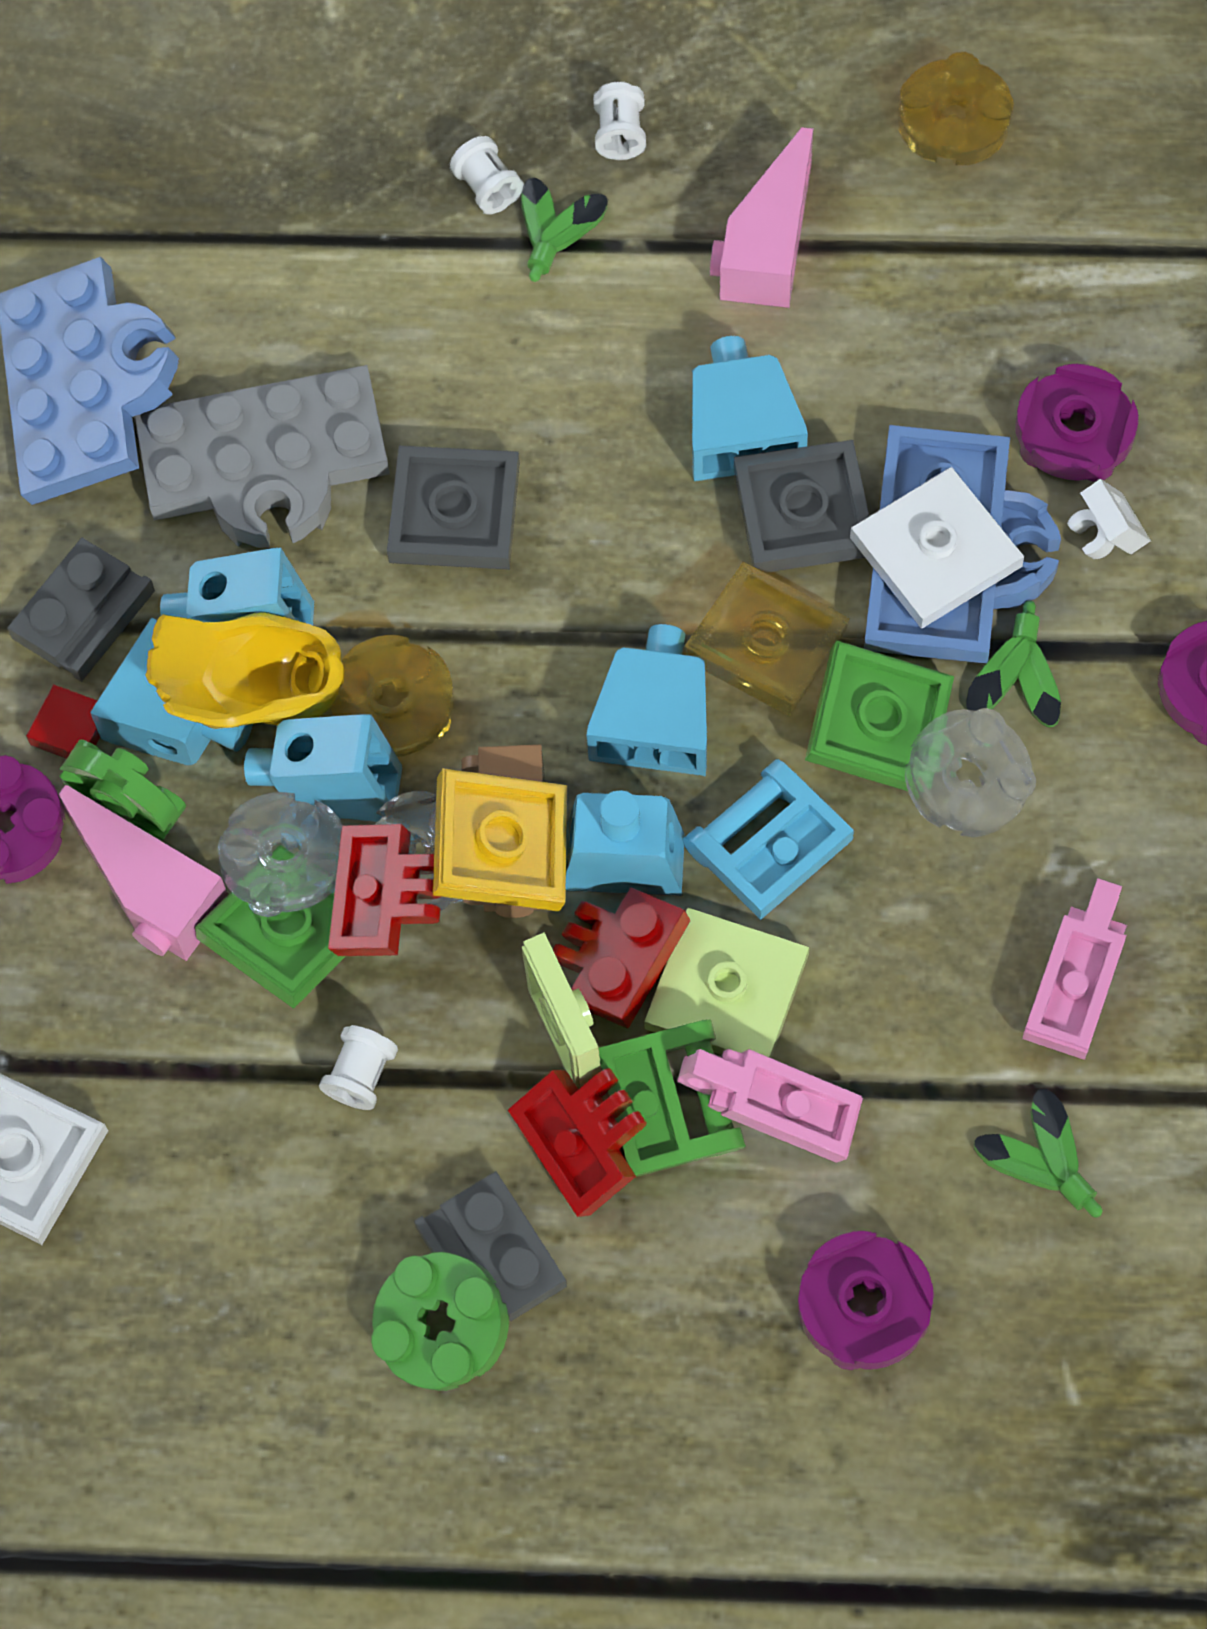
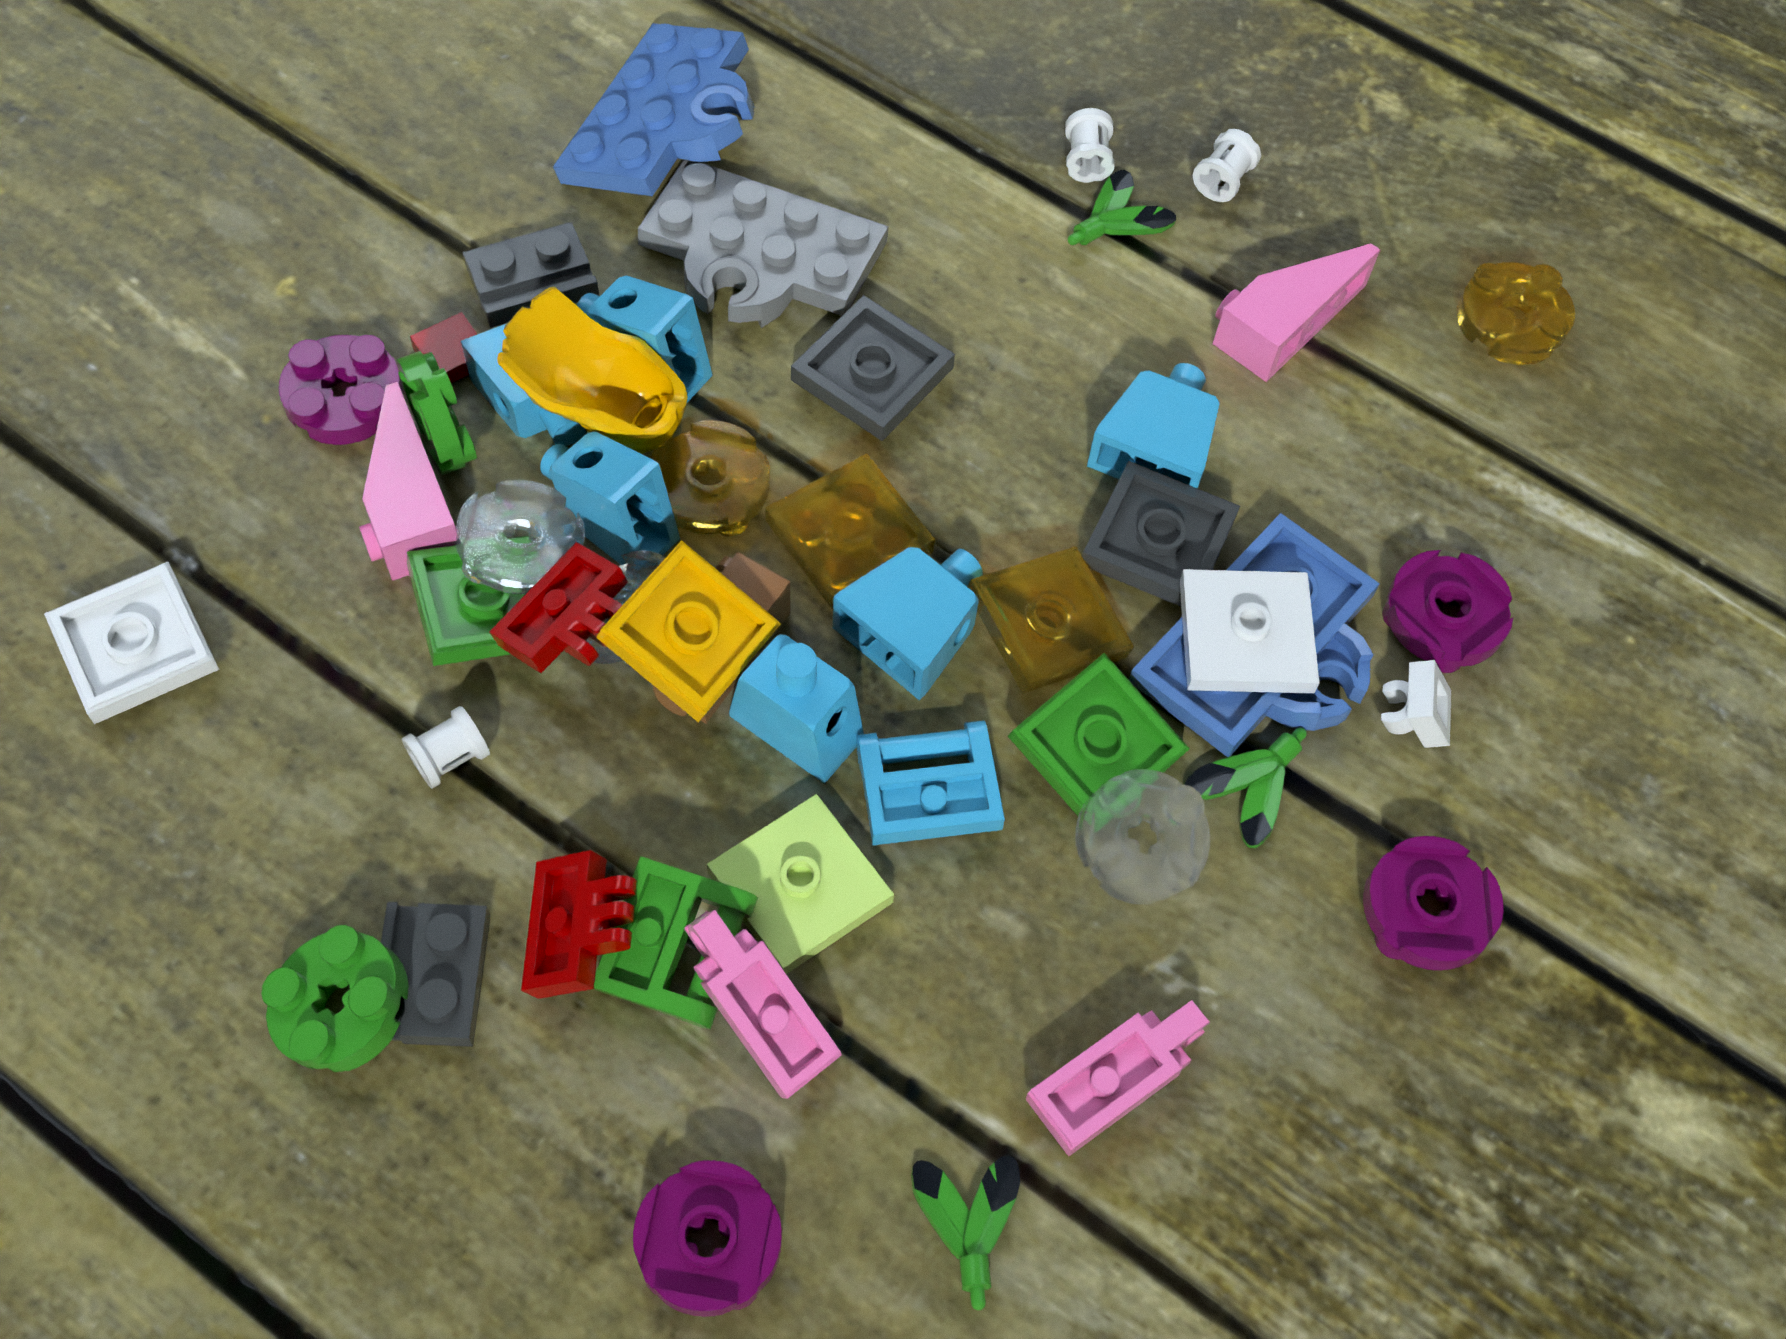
camera: 25 degrees right, 5 degrees down
(544, 667) = (846, 525): none -> clear yellow plate
(561, 1010) = (633, 801): yellowish green plate -> none
(621, 952) = (731, 796): red hinge -> none

